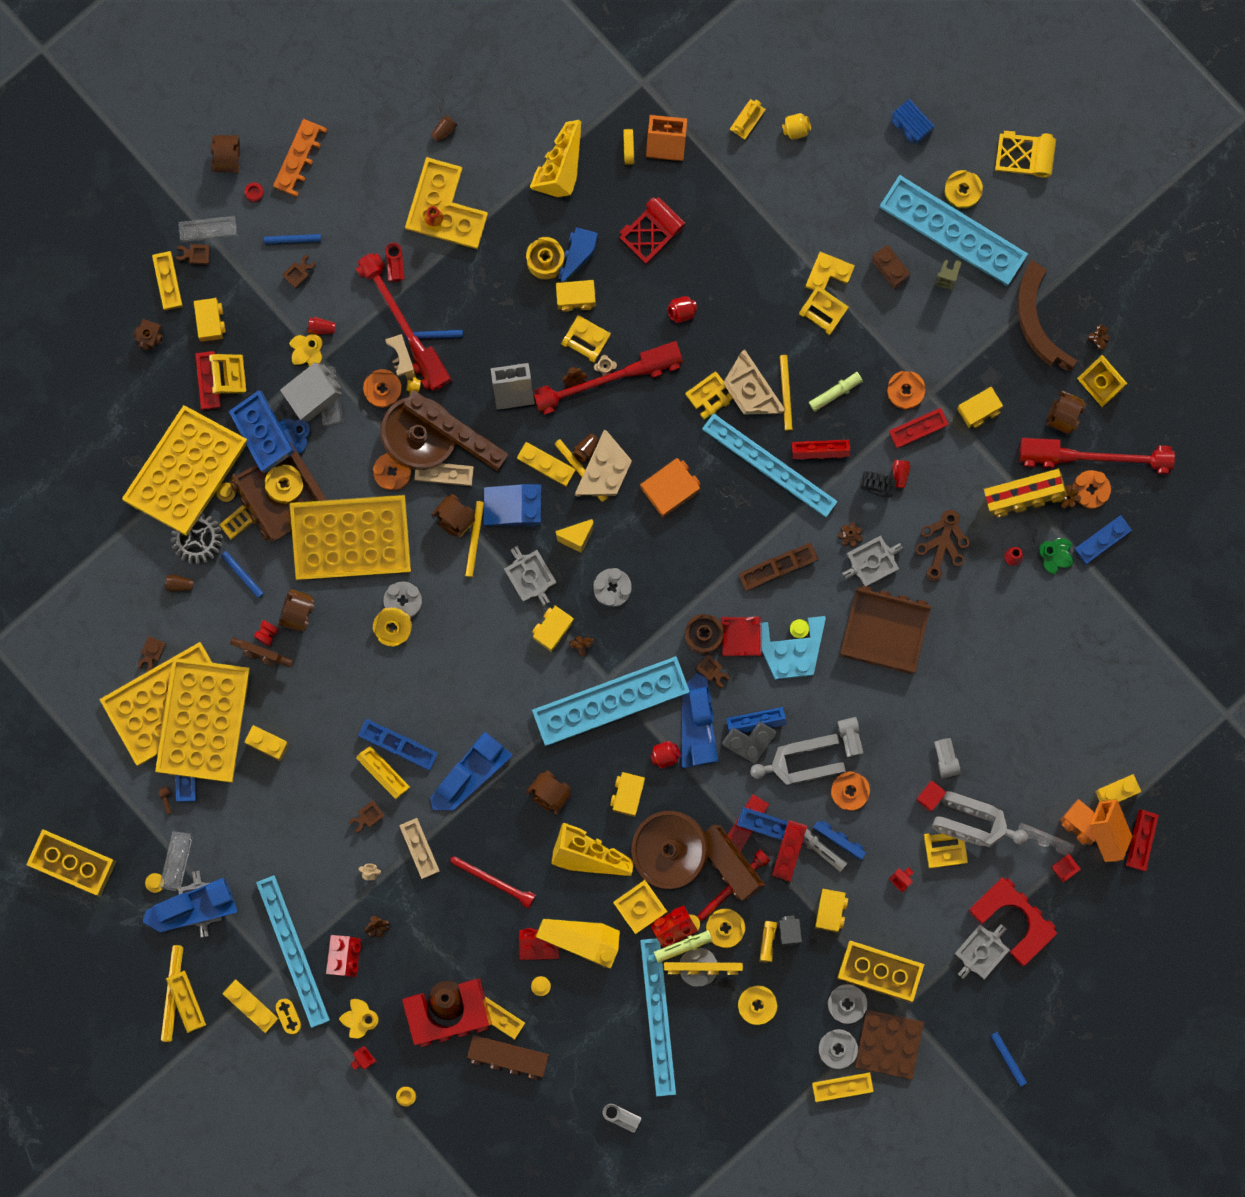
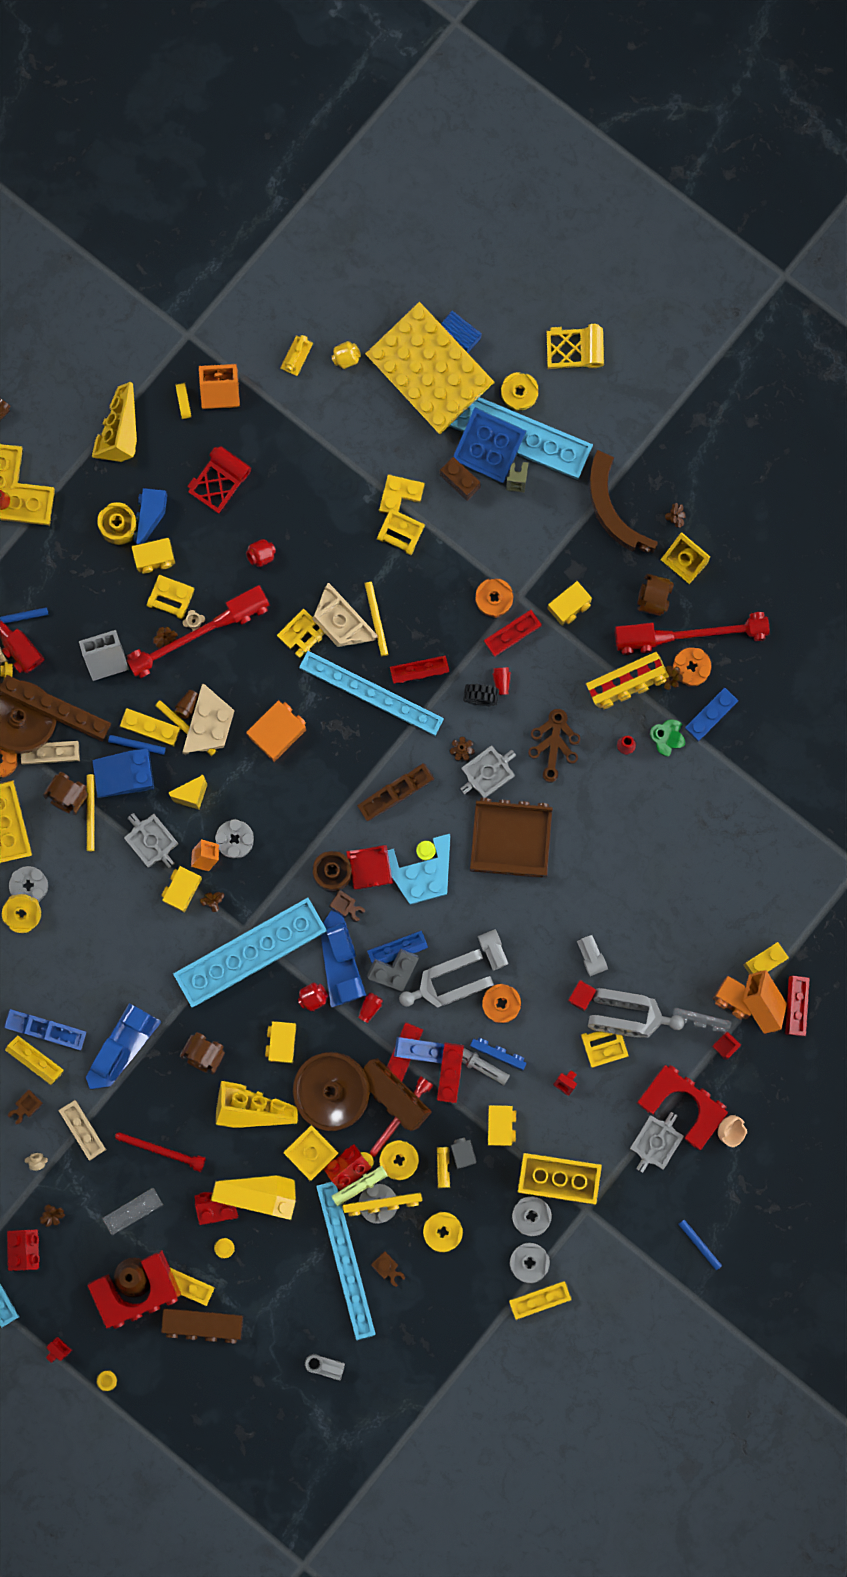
camera: 10 degrees left, 0 degrees up
(356, 1018) = (46, 1310): yellow plate -> none
(456, 935) = (132, 1211): none -> clear plate
(530, 479) = (136, 744): none -> blue bar
(581, 598) = (205, 855): none -> orange panel
(696, 1030) = (386, 1266): none -> reddish brown plate
(720, 773) = (370, 1006): none -> red cone
(842, 387) = (427, 608): yellowish green pin -> none
(878, 152) = (429, 368): none -> yellow plate
(889, 1044) = (579, 1249): reddish brown plate -> none
(925, 238) = (489, 444): none -> blue plate
(1058, 952) = (732, 1131): none -> light nougat hair

